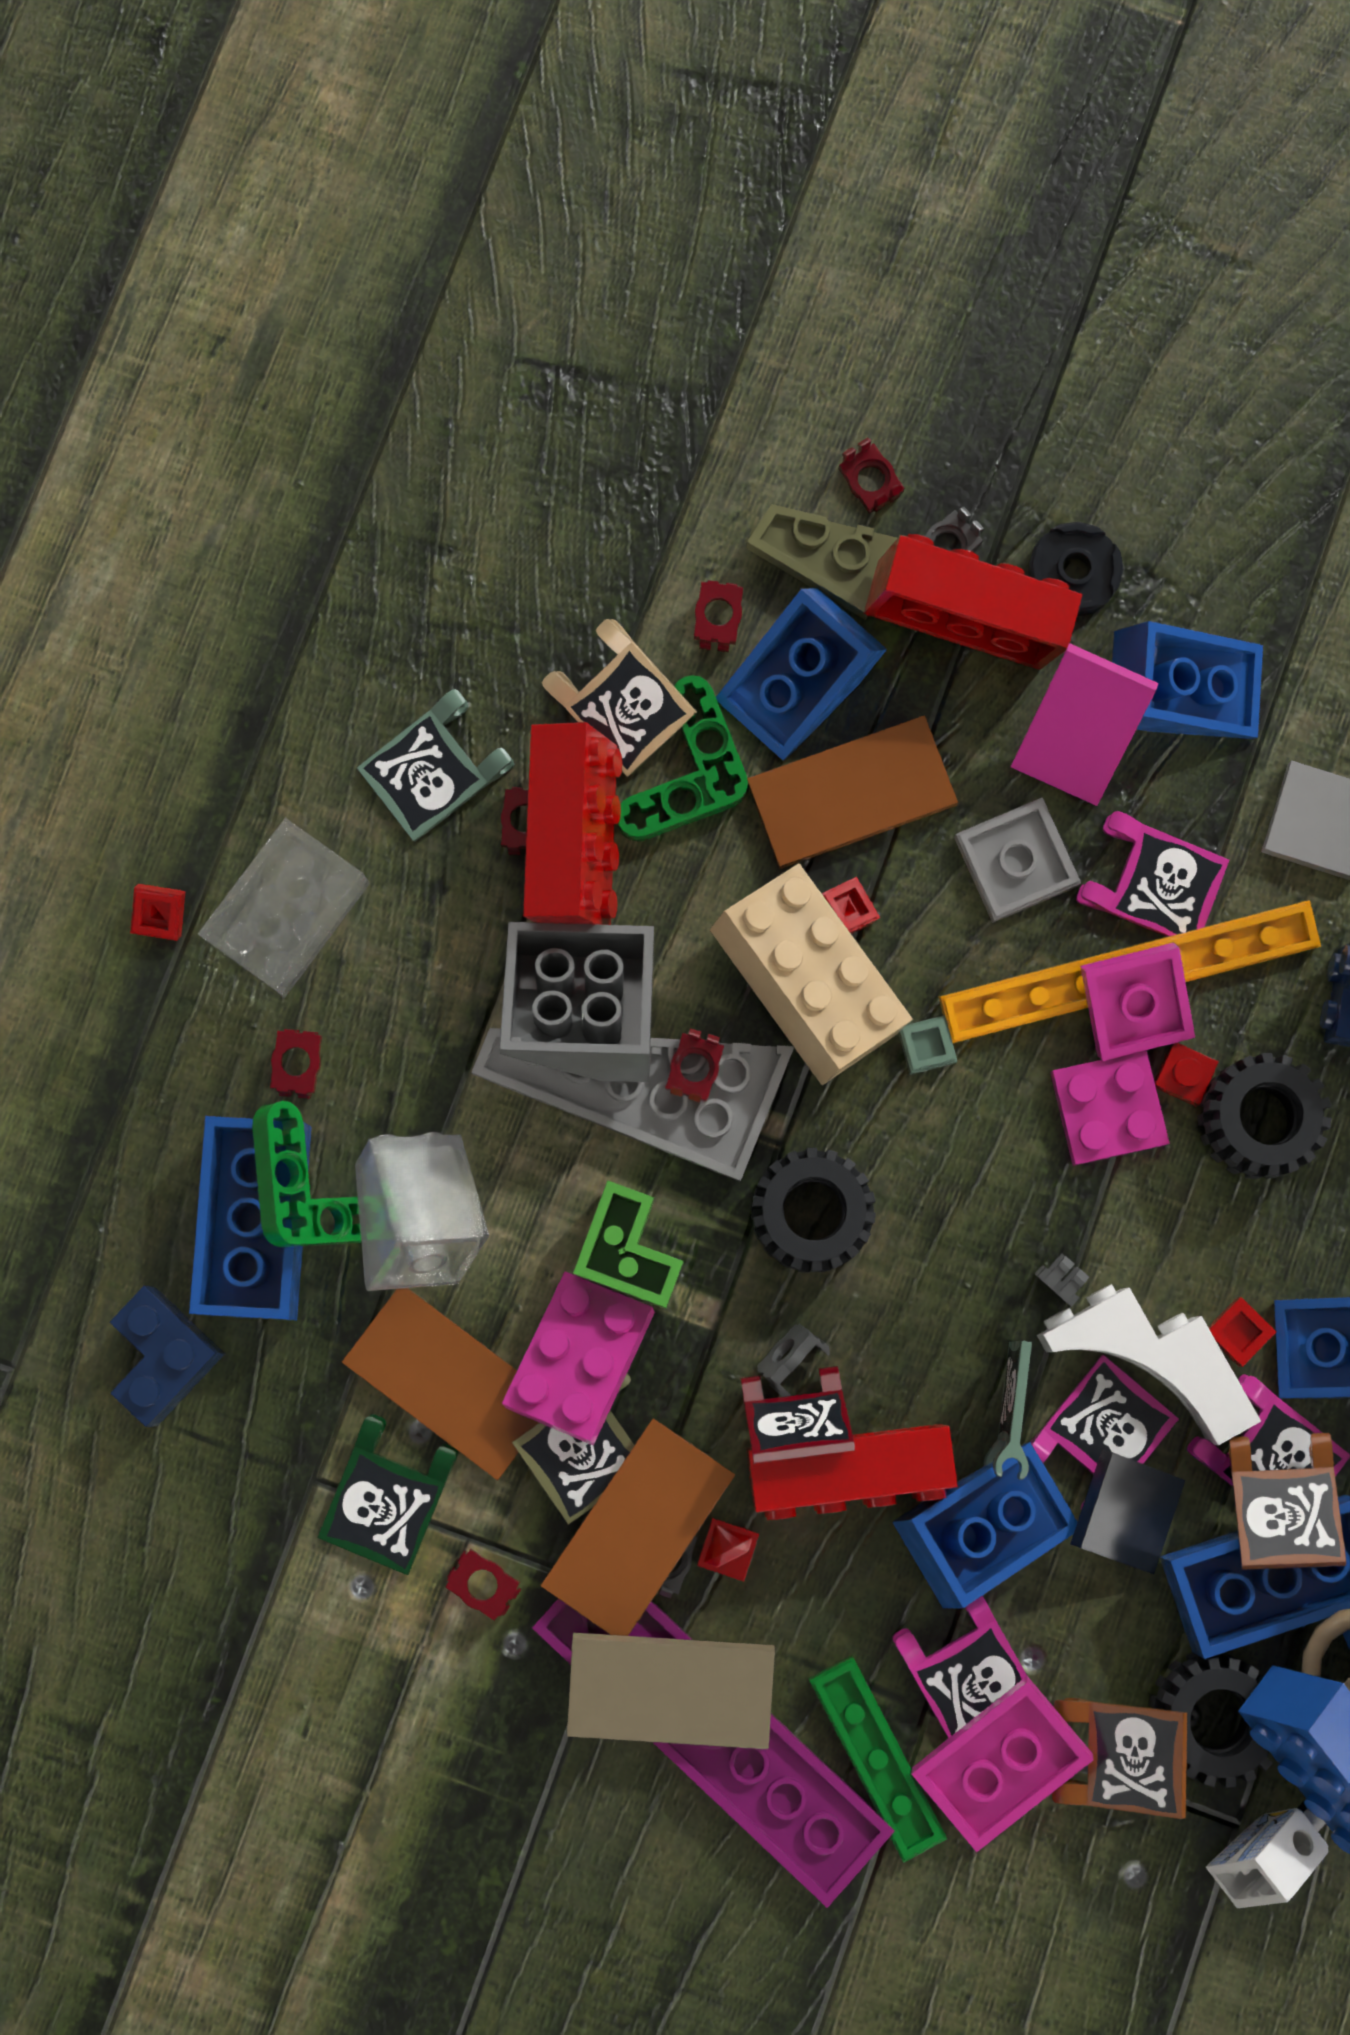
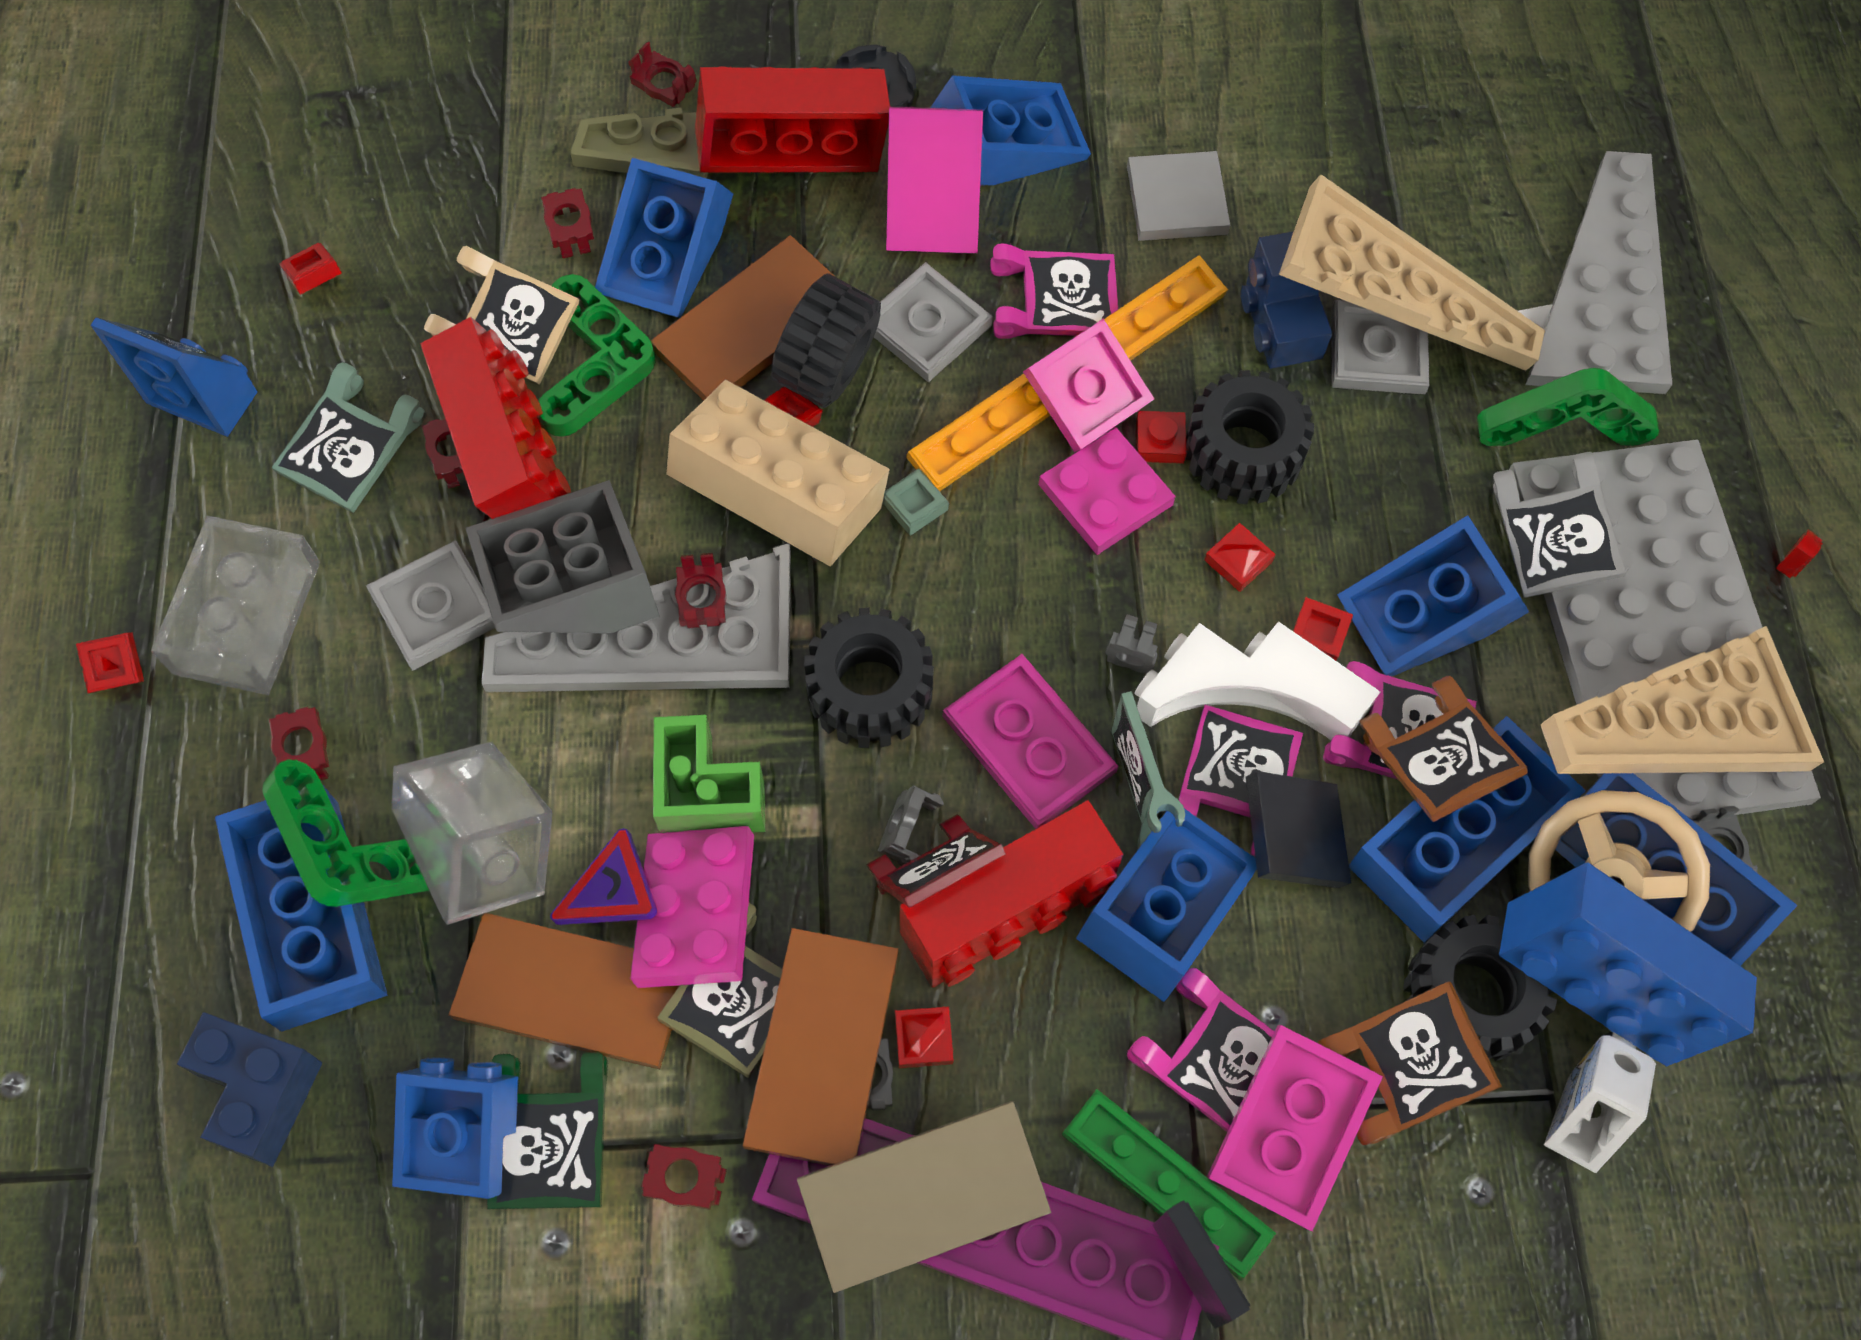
camera: 25 degrees left, 15 degrees down
(308, 649) = (180, 375): none -> blue slope
(313, 1465) = (453, 1127): none -> blue plate
(455, 968) = (433, 605): none -> light grey tile
(458, 568) = (310, 268): none -> red tile
(514, 1309) = (609, 888): none -> piece
(867, 1852) = (1201, 1265): none -> black tile
(908, 862) = (825, 340): none -> black tyre
(931, 1322) = (1029, 741): none -> dark pink tile
(1202, 1226) = (1239, 557): none -> red tile

